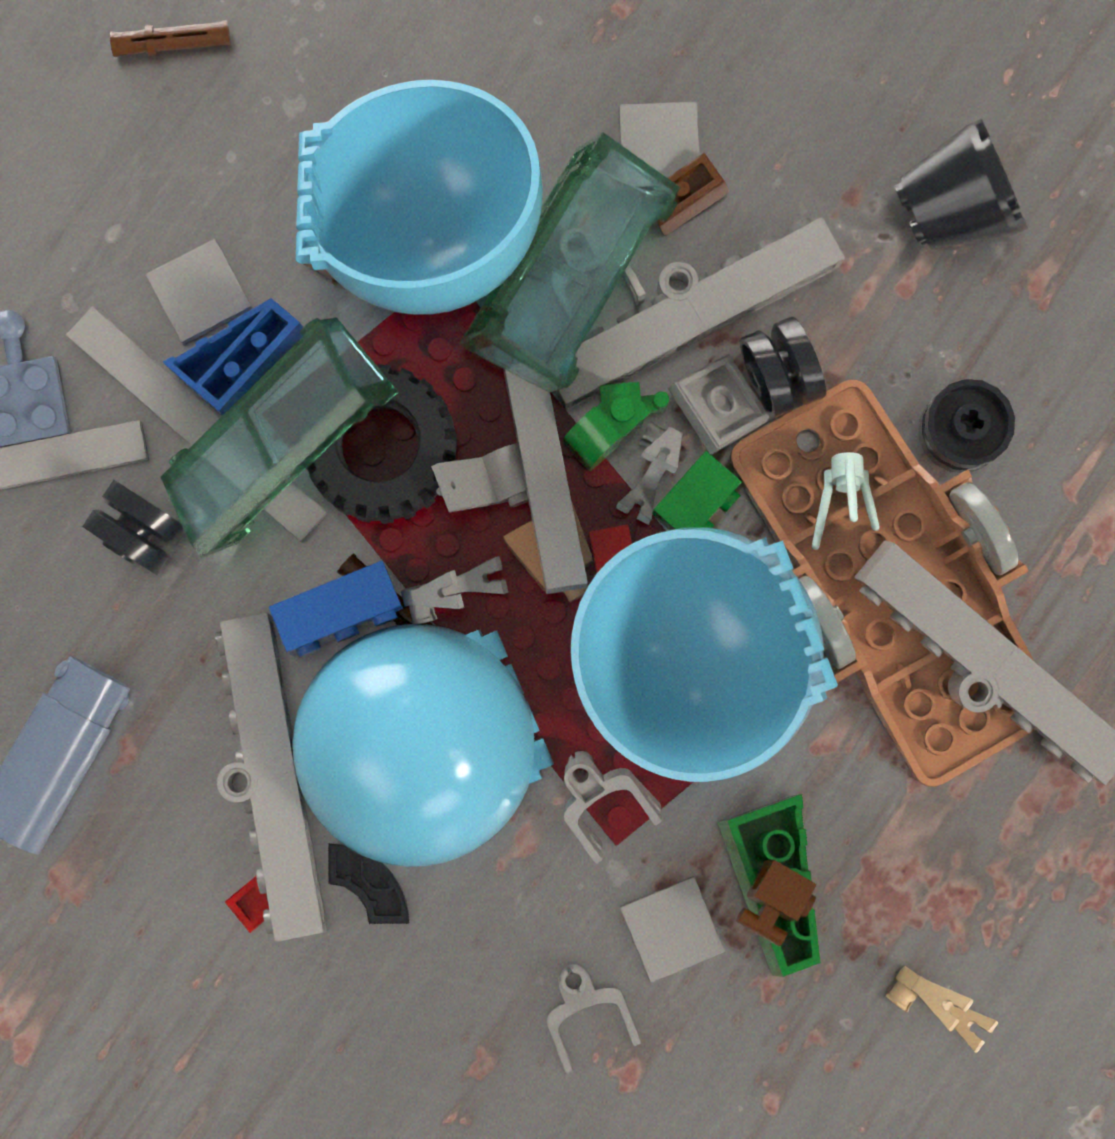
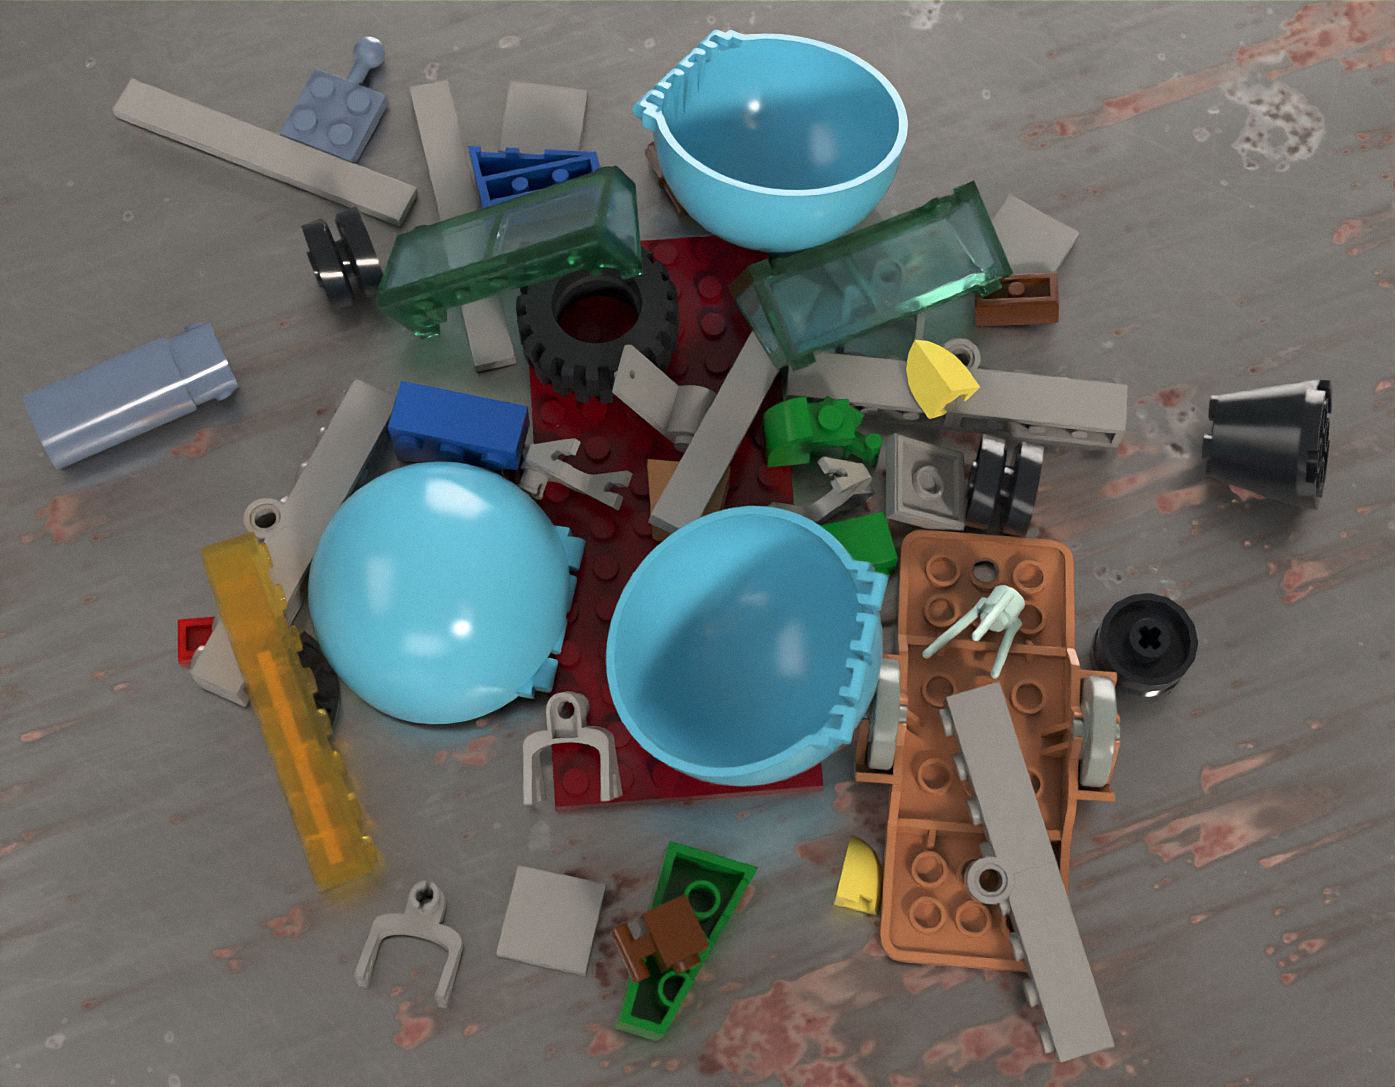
camera: 40 degrees right, 15 degrees down
(372, 920) = (287, 712): none -> clear yellow brick
(676, 313) = (937, 377): none -> light yellow brick
(871, 742) = (860, 878): none -> light yellow brick

